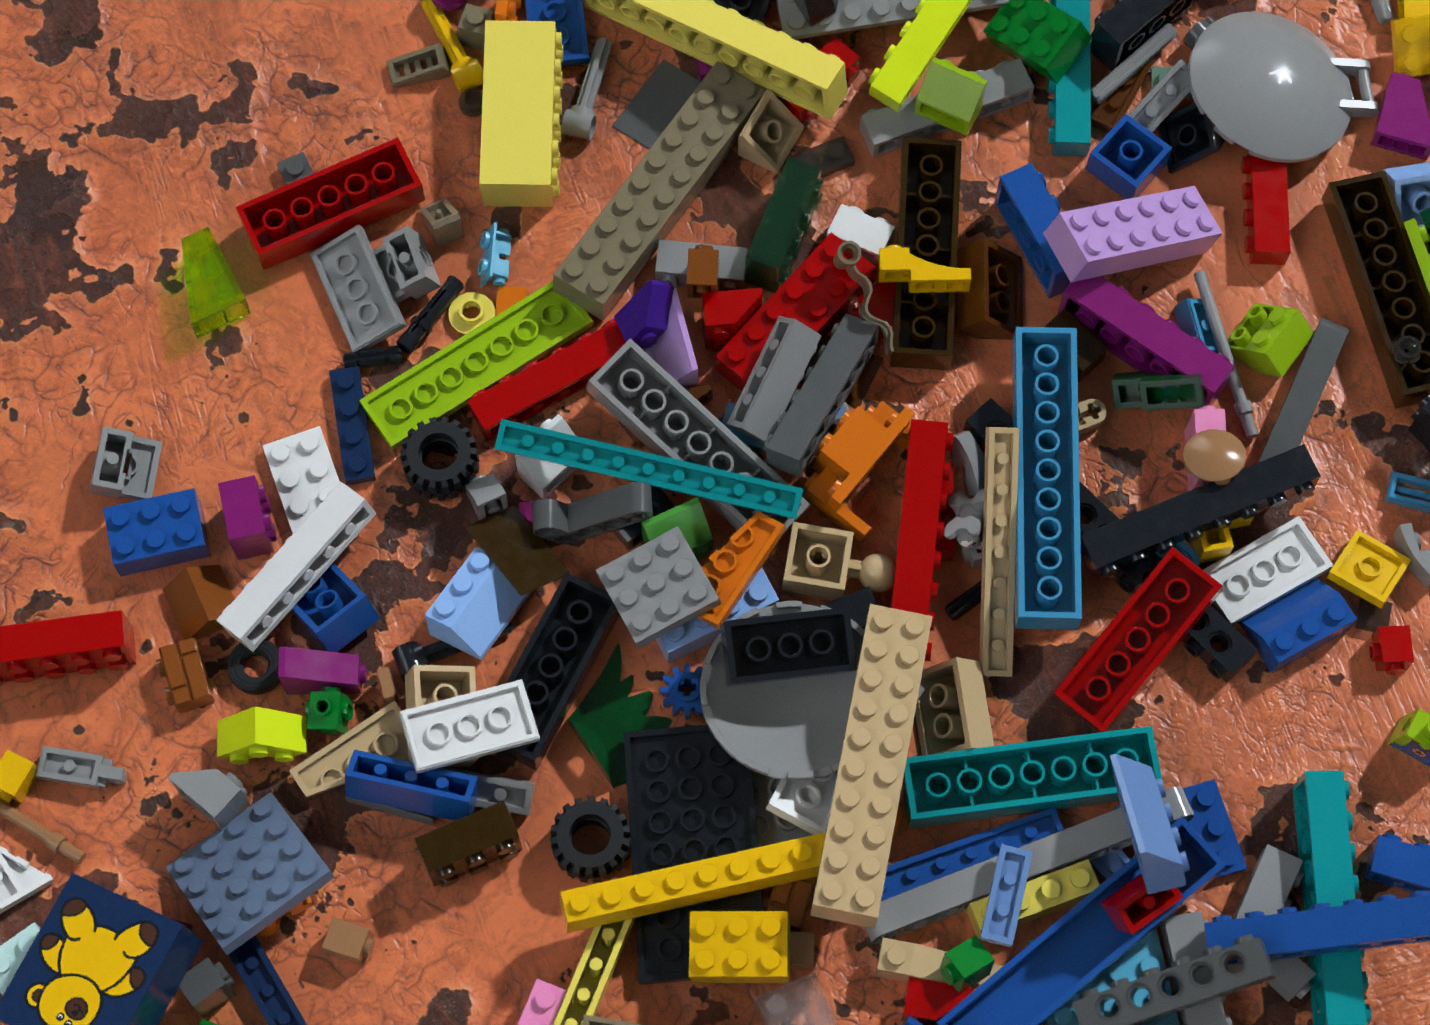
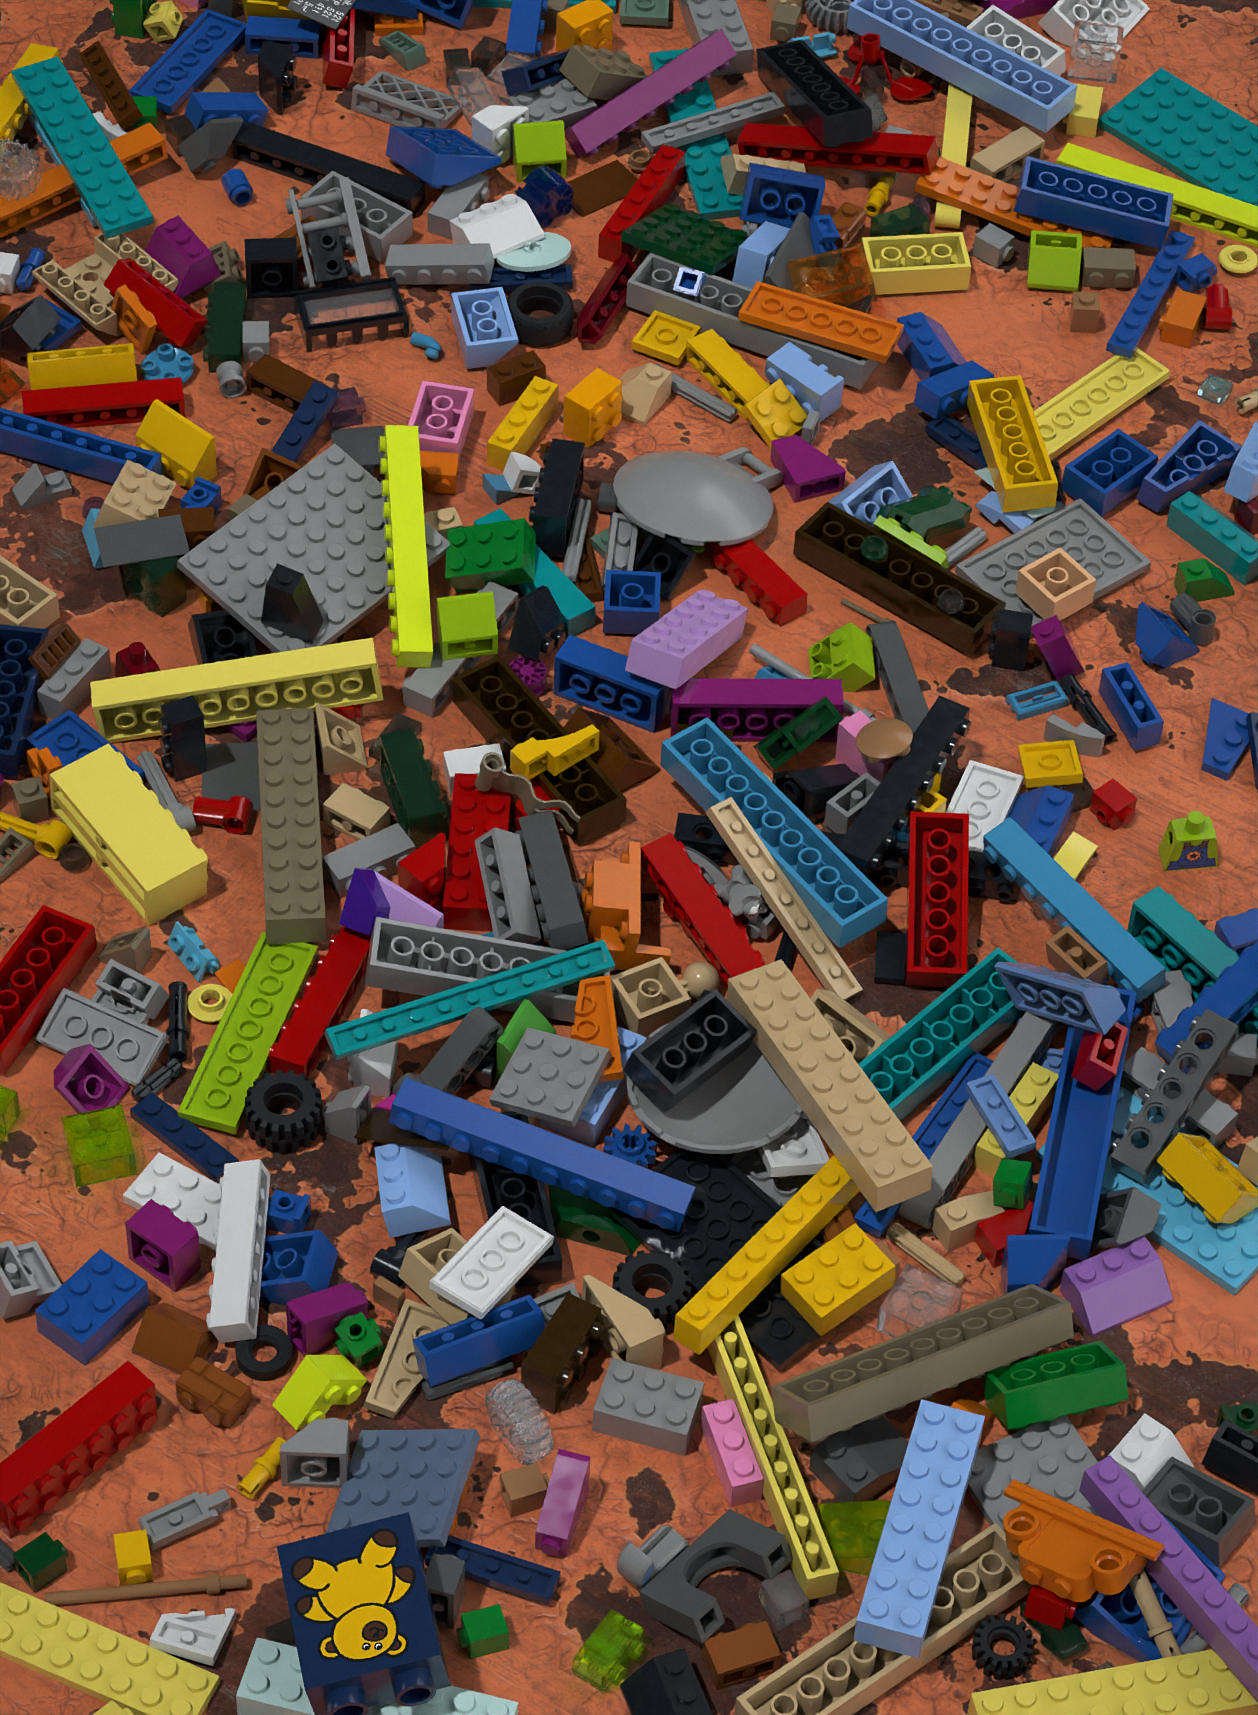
camera: 40 degrees left, 20 degrees down
(159, 774) = (262, 1470): none -> yellow pin
(276, 388) = (99, 1145): none -> clear neon green brick
(310, 327) = (88, 1080): none -> magenta slope
(359, 981) = (563, 1503): none -> magenta slope
(376, 560) = (288, 1212): none -> blue brick
(384, 881) = (519, 1422): none -> clear gear
(503, 940) = (648, 1406): none -> light grey brick
(535, 872) = (628, 1328): none -> tan slope
(590, 656) = (541, 1155): none -> blue brick
(626, 145) = (231, 814): none -> red piece
(631, 51) = (183, 738): none -> black brick
(702, 270) = (385, 846): dark orange brick -> none
(727, 213) = (355, 813): none -> tan brick
(851, 968) = (925, 1254): none -> tan axle
(979, 173) = (531, 675): none -> magenta wheel
(1021, 131) = (537, 625): none -> black slope
(1061, 660) = (890, 958): none -> black tile
(1136, 455) = (813, 787): none -> black slope
(1150, 489) = (848, 803): none -> light grey brick
(1210, 790) = (1074, 956): none -> medium nougat brick
(1249, 738) = (1071, 905): none -> dark azure brick
(1305, 678) = (1075, 854): none -> light yellow slope
(1345, 322) = (857, 608): none -> dark tan piece
(1382, 249) = (874, 548): none -> clear green plate

